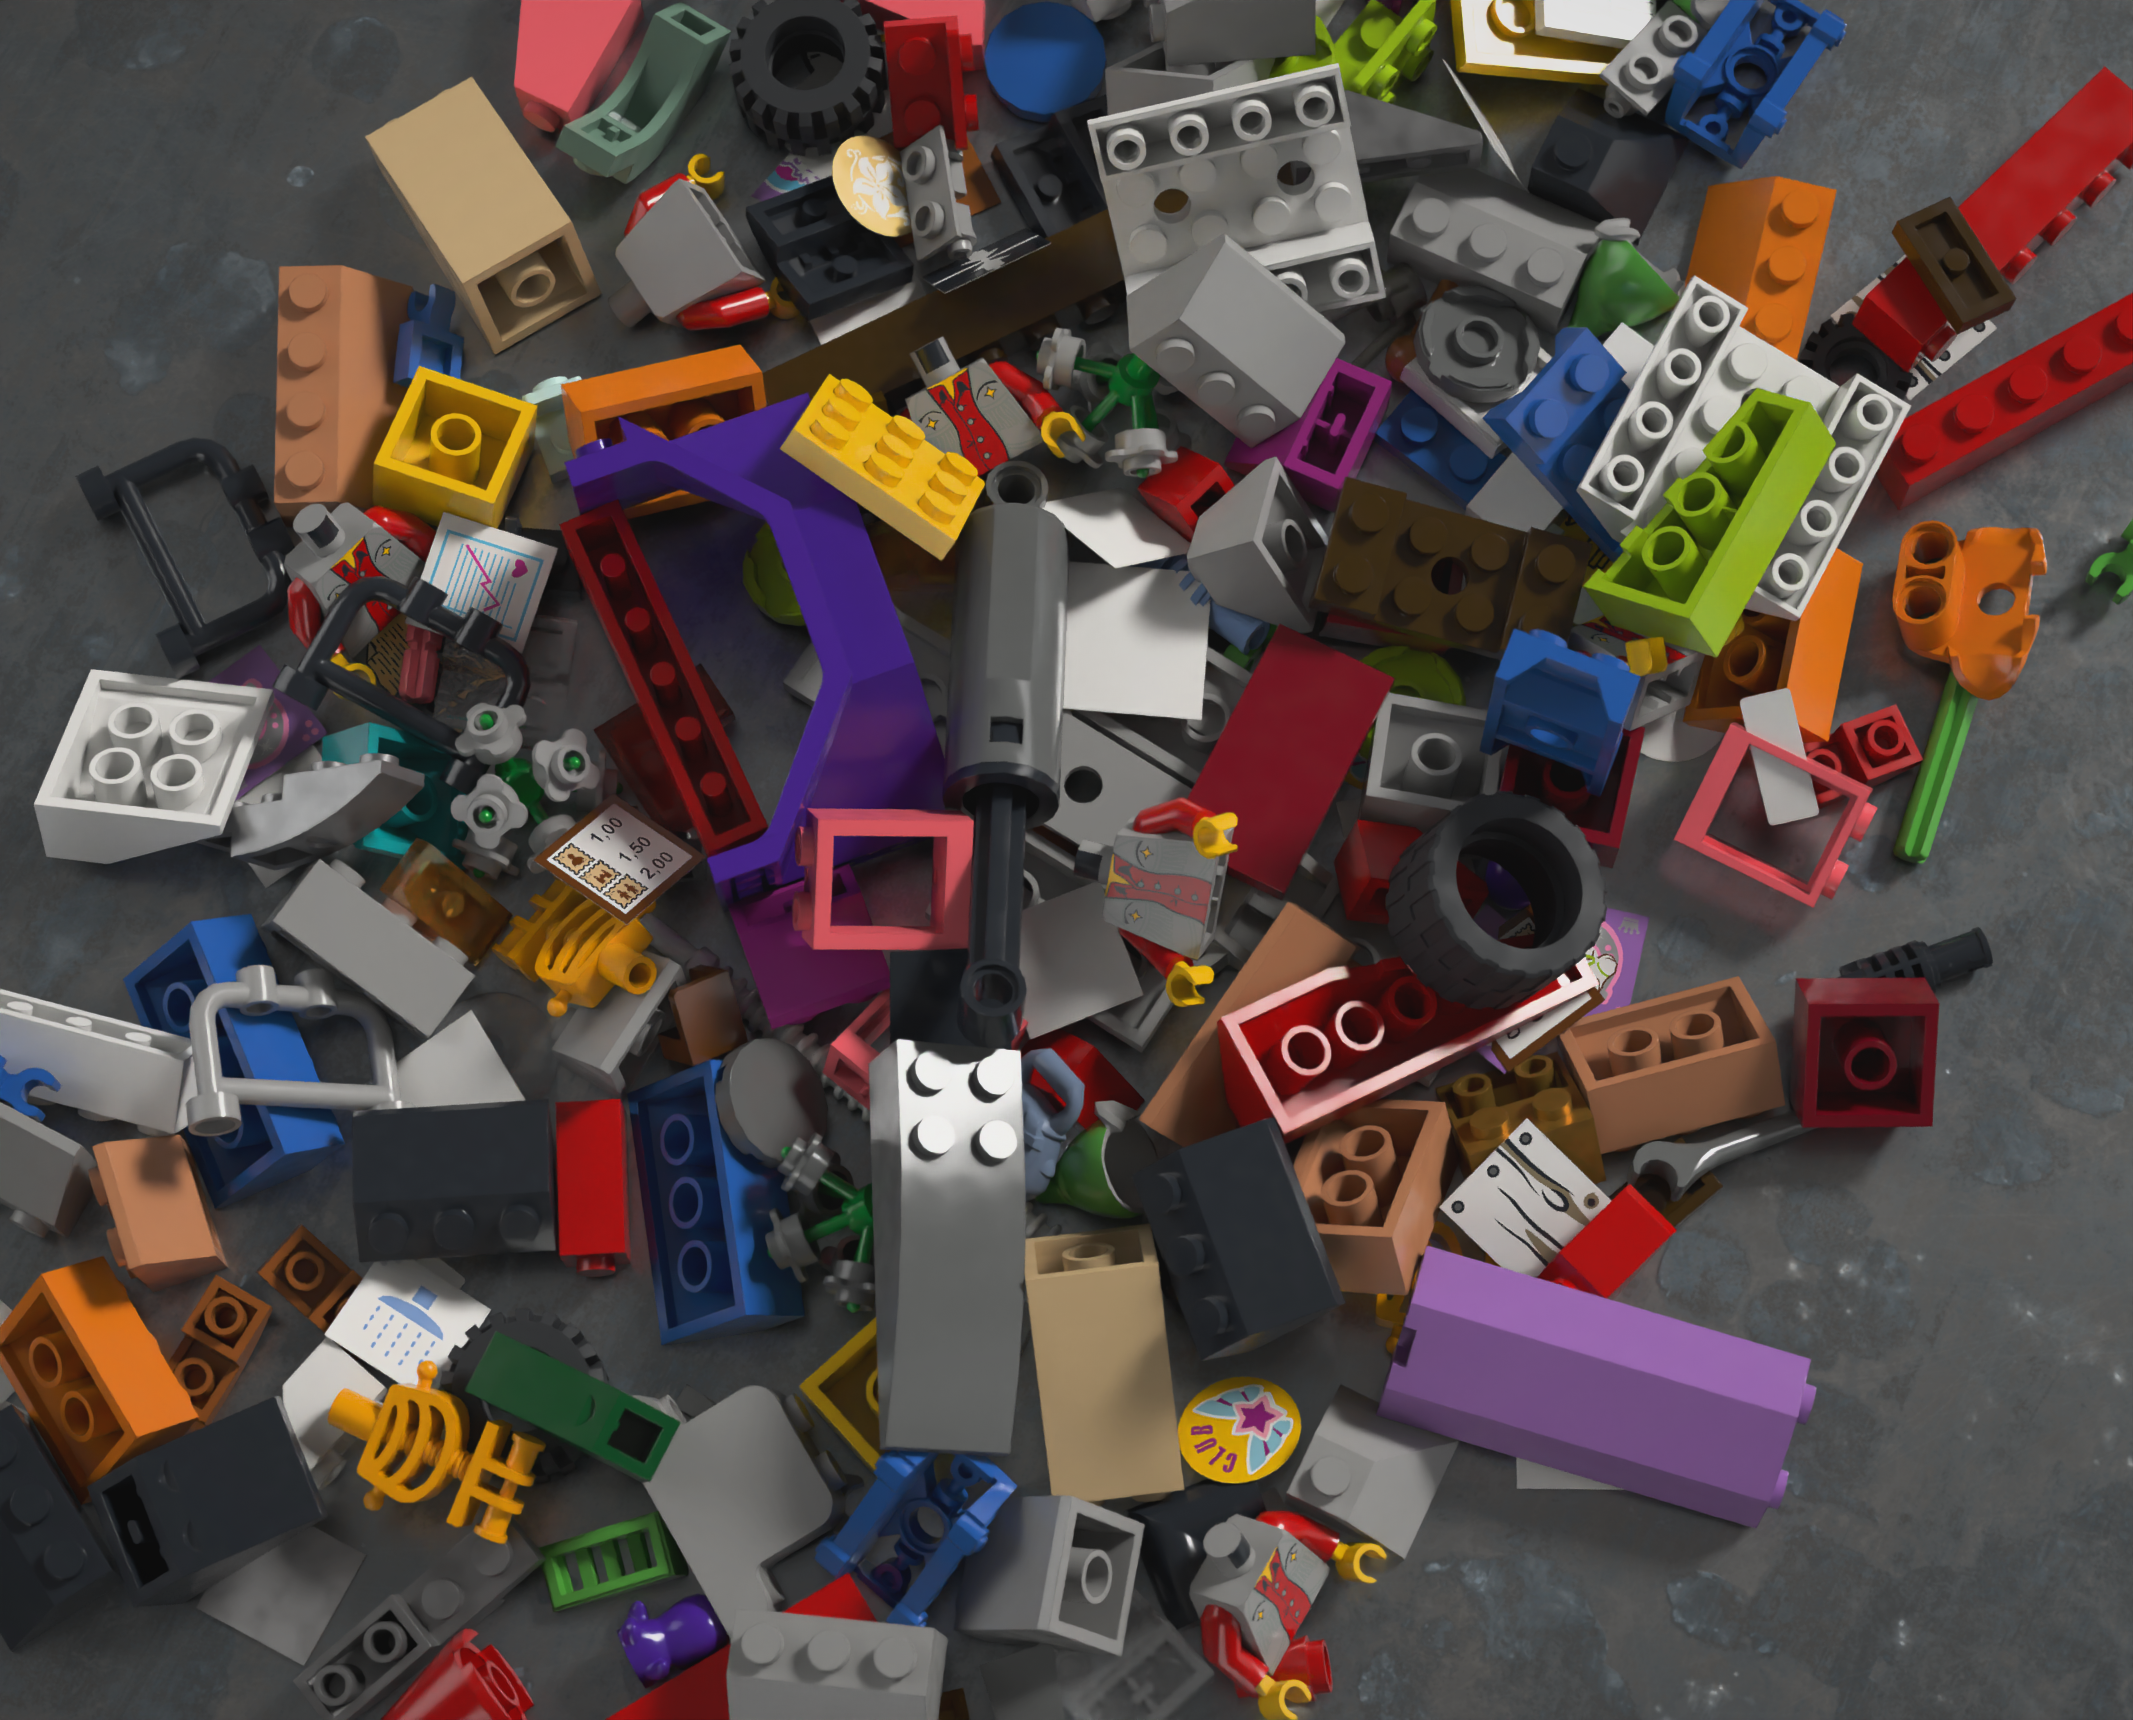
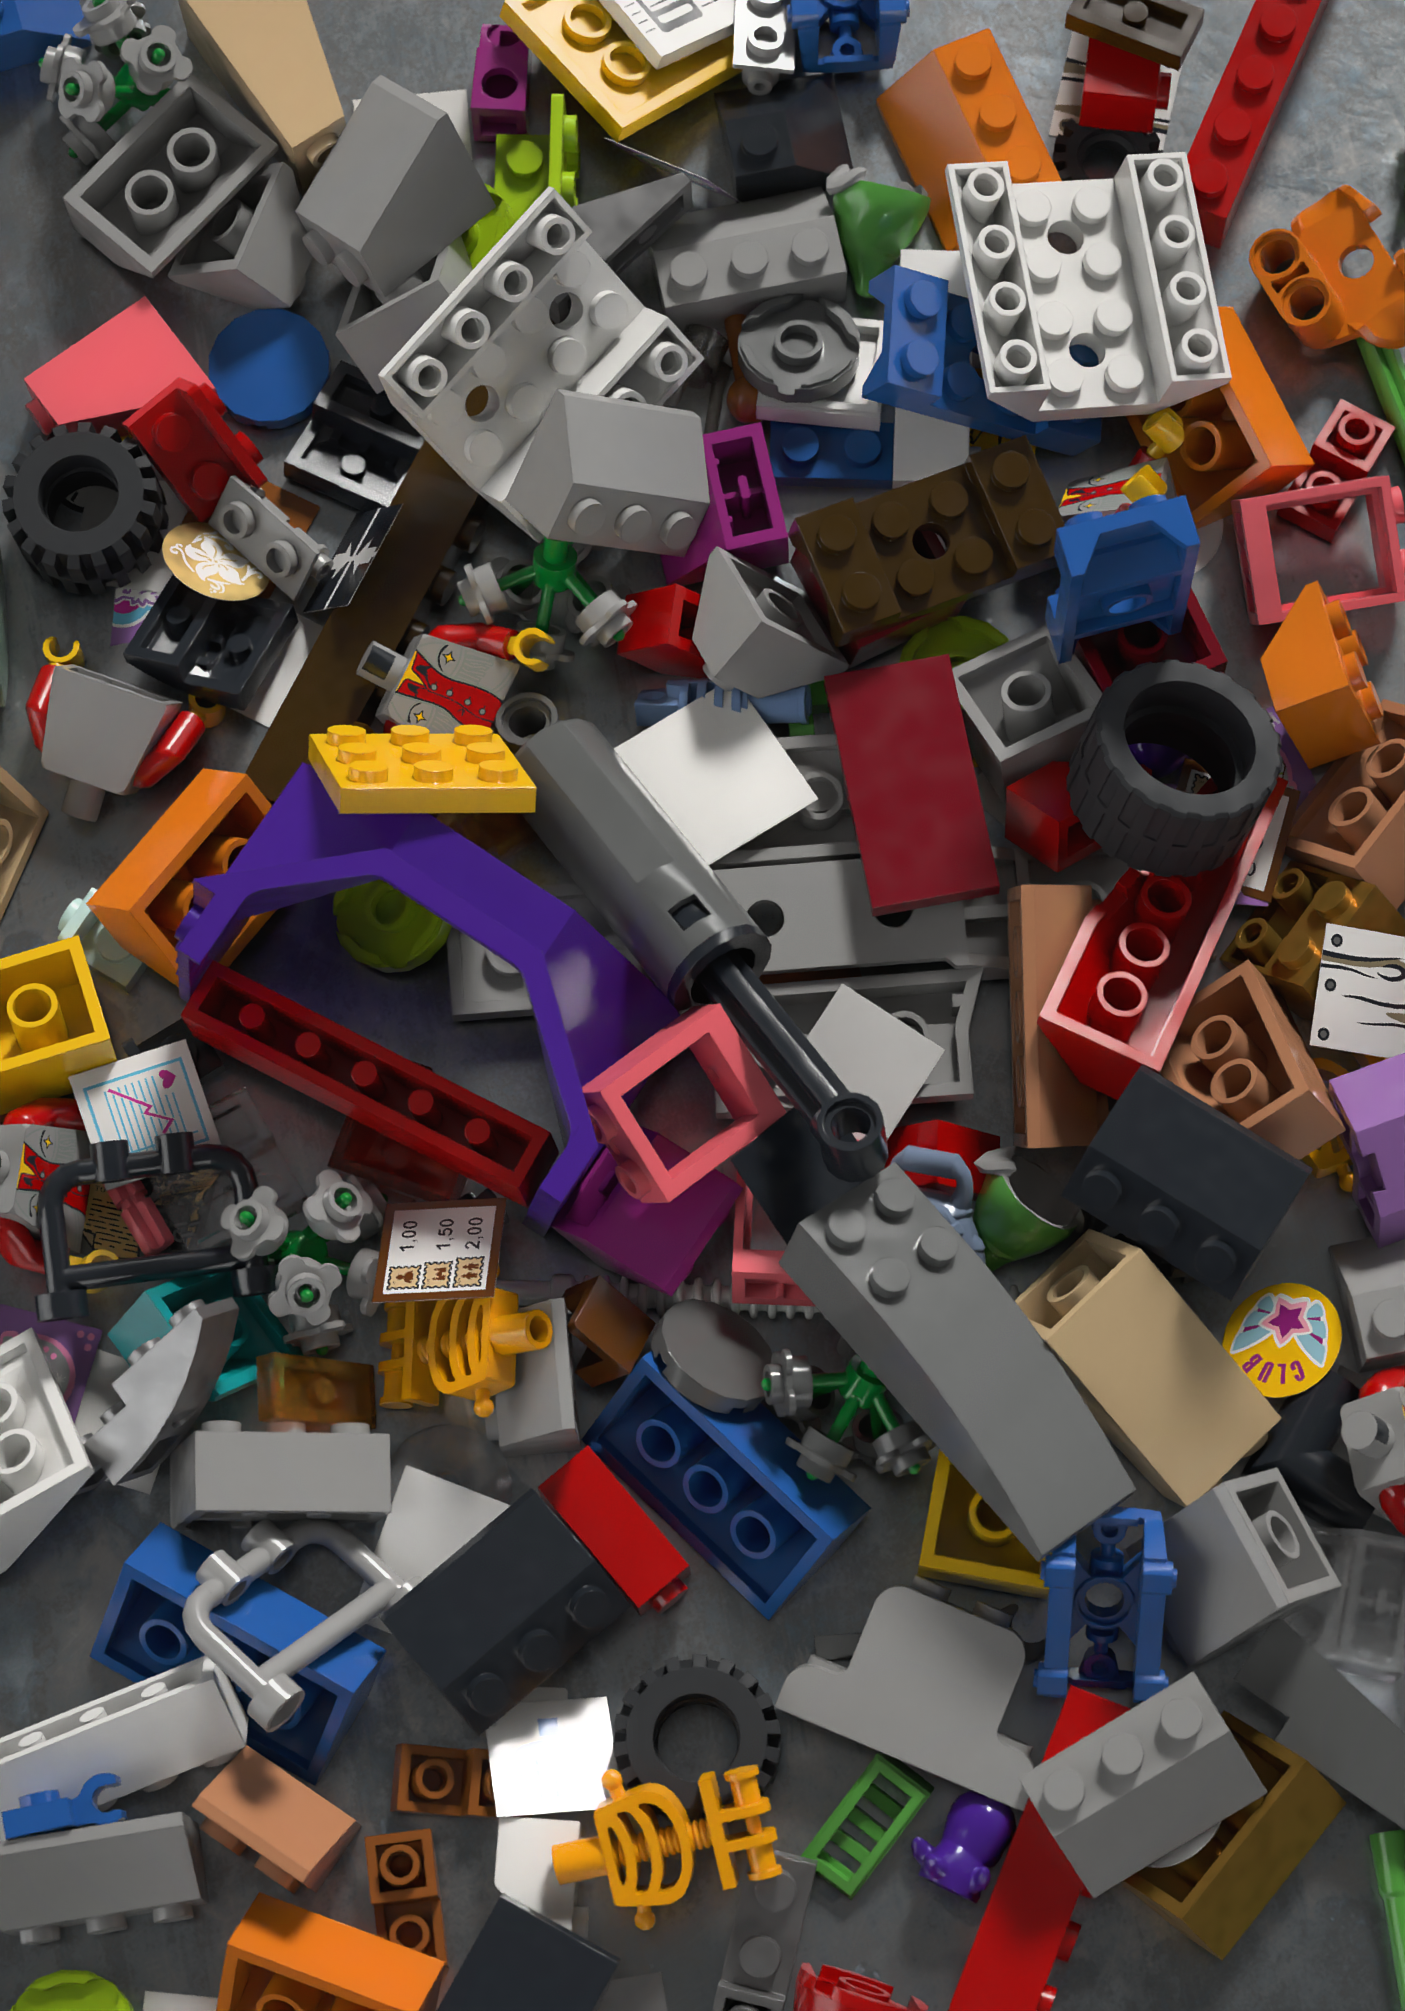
camera: 35 degrees left, 0 degrees up
(573, 1407) = (759, 1717): dark green slope -> none
(1118, 527) = (630, 695): white sticker -> none
(1165, 887) = (905, 946): torso -> none
(1685, 920) = (1320, 680): none -> orange slope
(1719, 529) = (1122, 351): lime wedge -> none
(1784, 787) = (1316, 520): white sticker -> none

